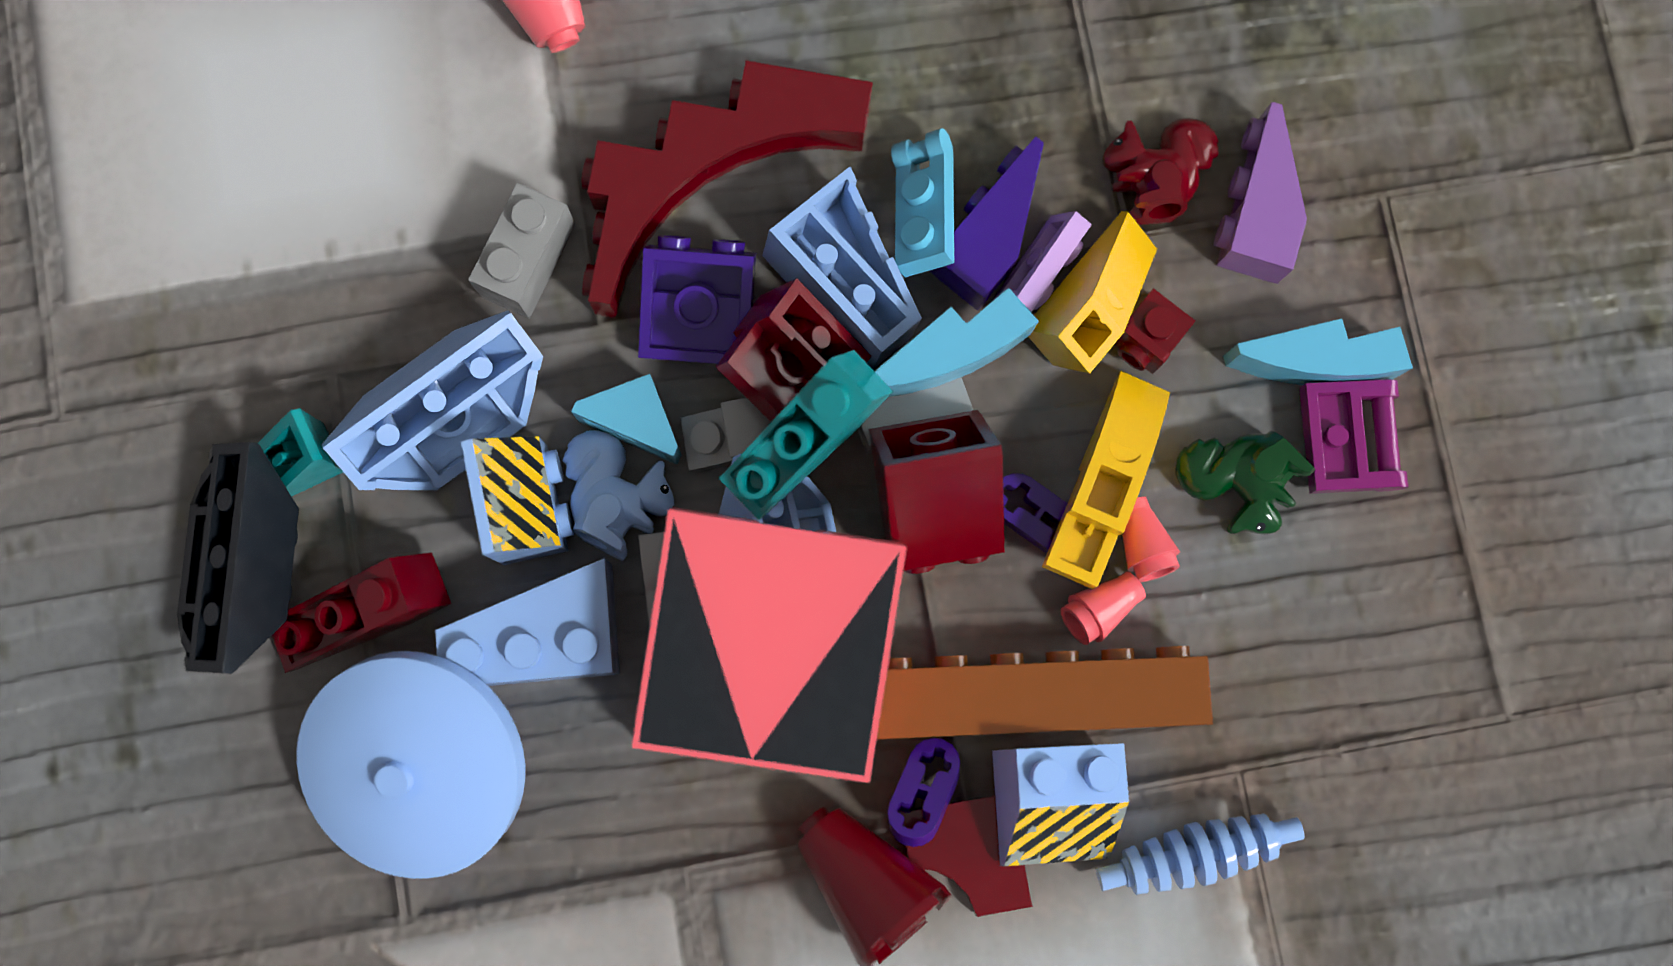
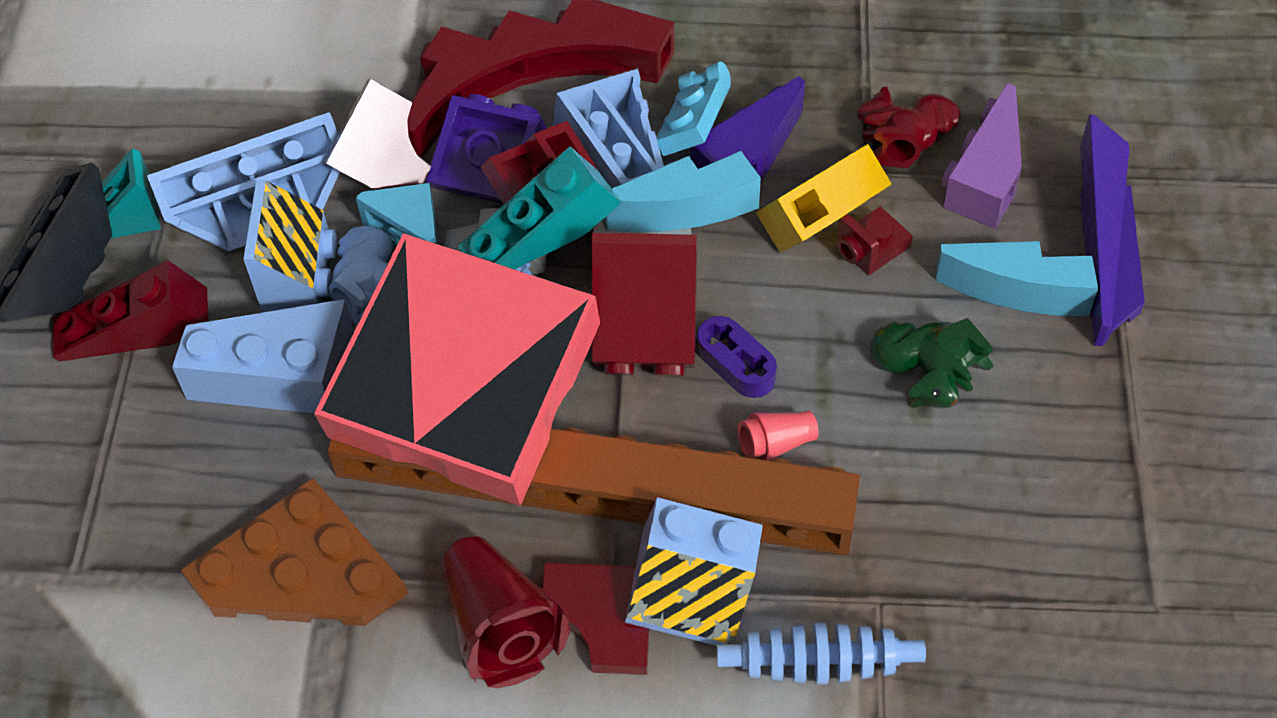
camera: 25 degrees right, 25 degrees down
(411, 764) = (127, 428): light blue dish -> none
(522, 250) = (343, 85): light grey brick -> none
(574, 336) = (376, 142): none -> tile
(642, 868) = (297, 566): none -> dark orange plate
(912, 787) = (578, 538): dark purple beam -> none
(1051, 250) = (801, 161): lavender plate -> none
(1108, 480) = (798, 328): yellow slope -> none
(1148, 545) = (829, 391): coral cone -> none
(1337, 436) = (1024, 341): magenta plate -> none
(1403, 271) = (1109, 229): none -> dark purple wedge

